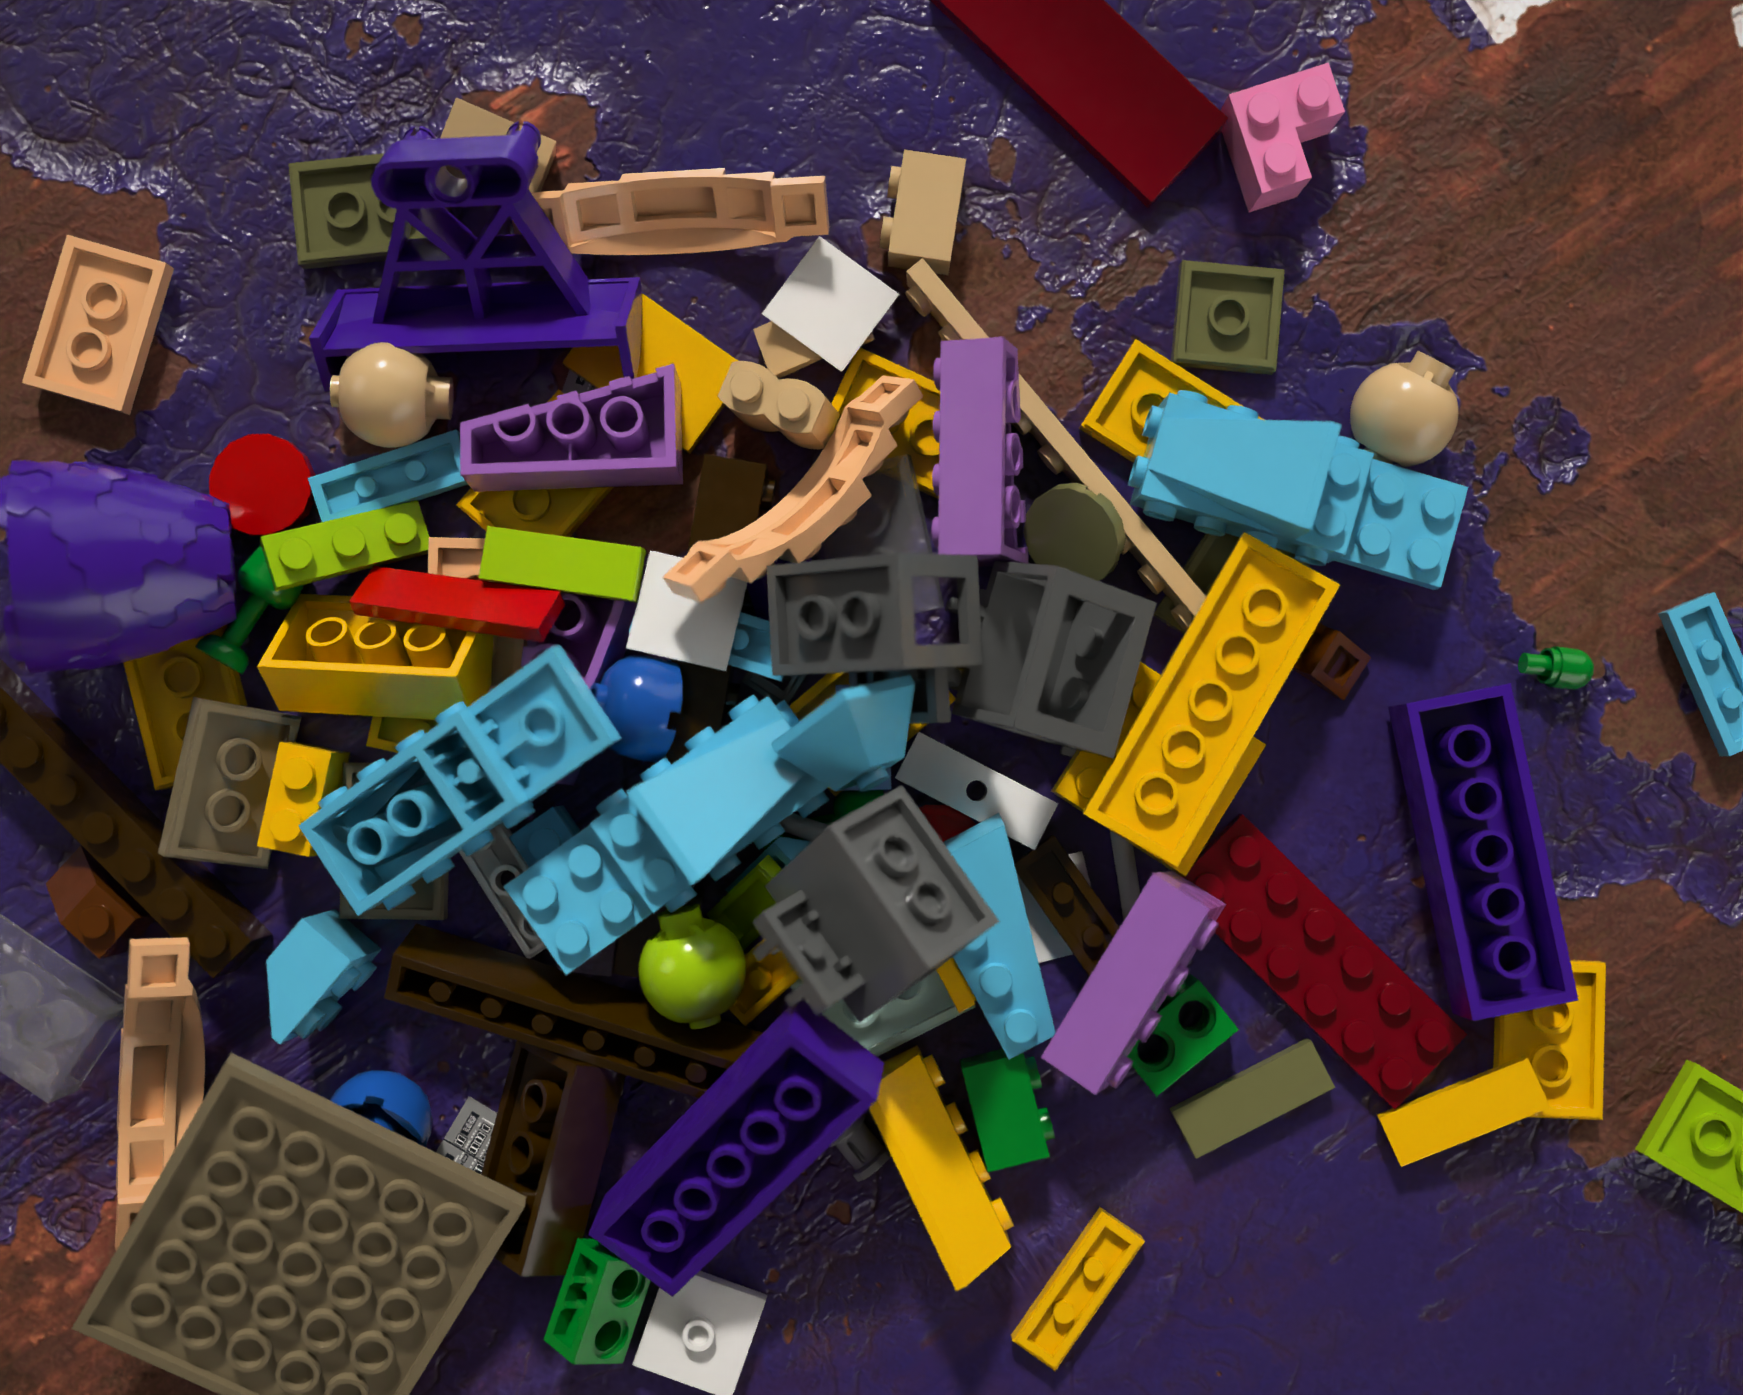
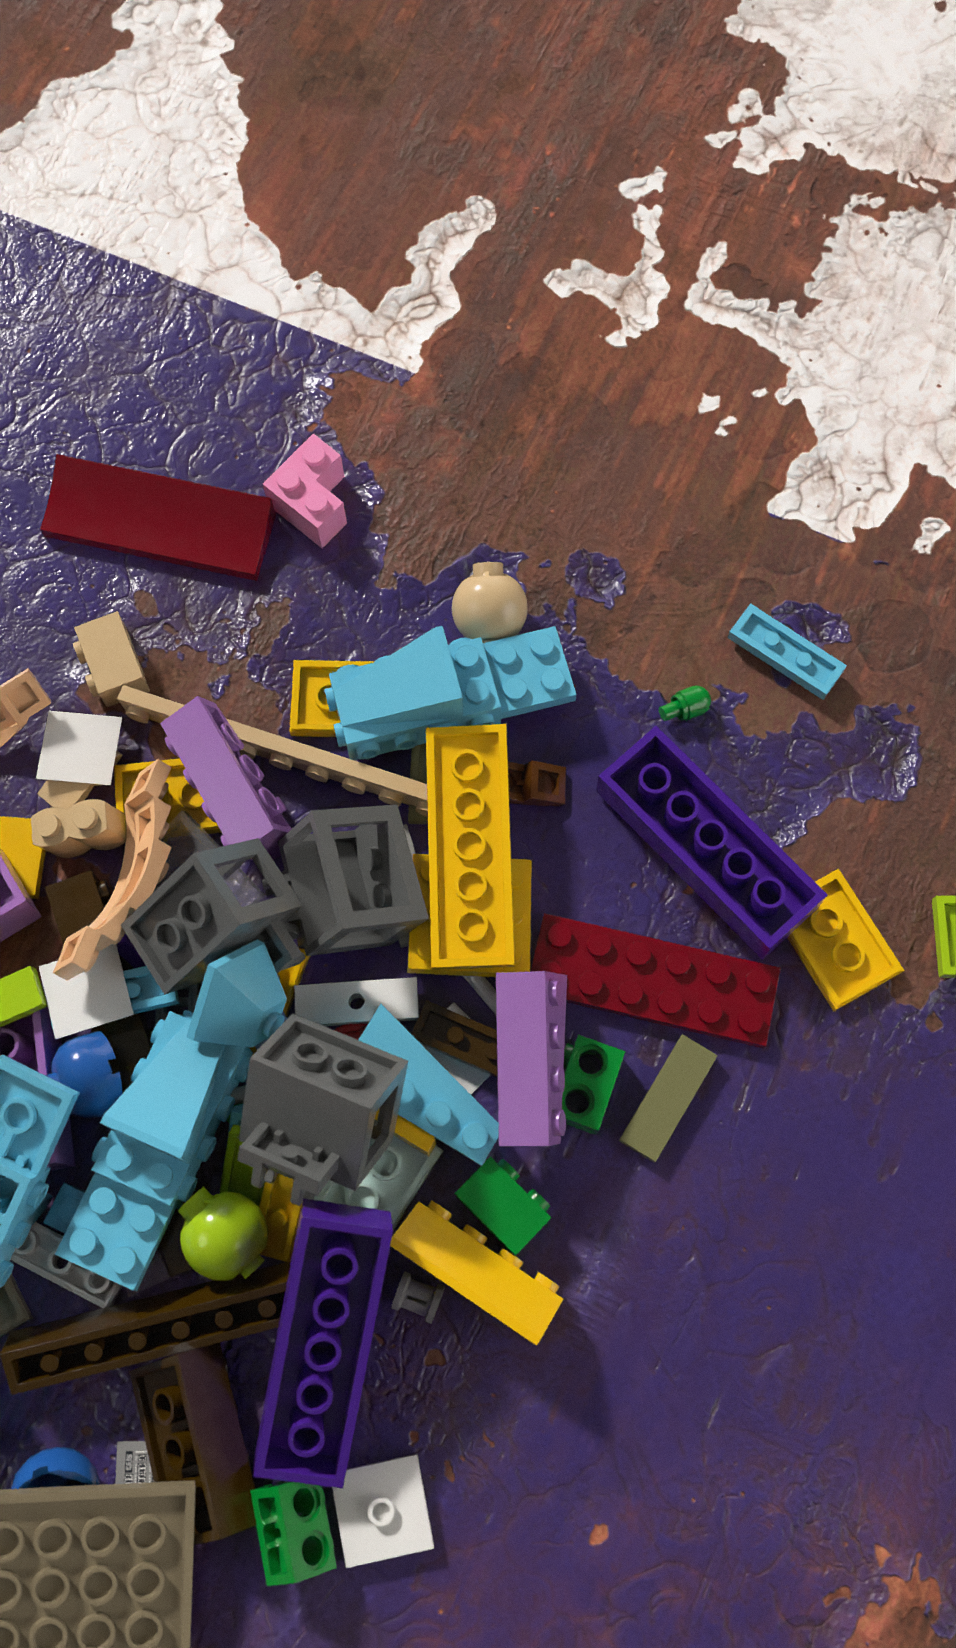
camera: 30 degrees left, 15 degrees down
(1075, 531) = (320, 787): olive tile -> none
(1077, 1288) = (633, 1307): yellow tile -> none
(1227, 317) = (345, 616): olive tile -> none
(1463, 1111) = (810, 1019): yellow tile -> none

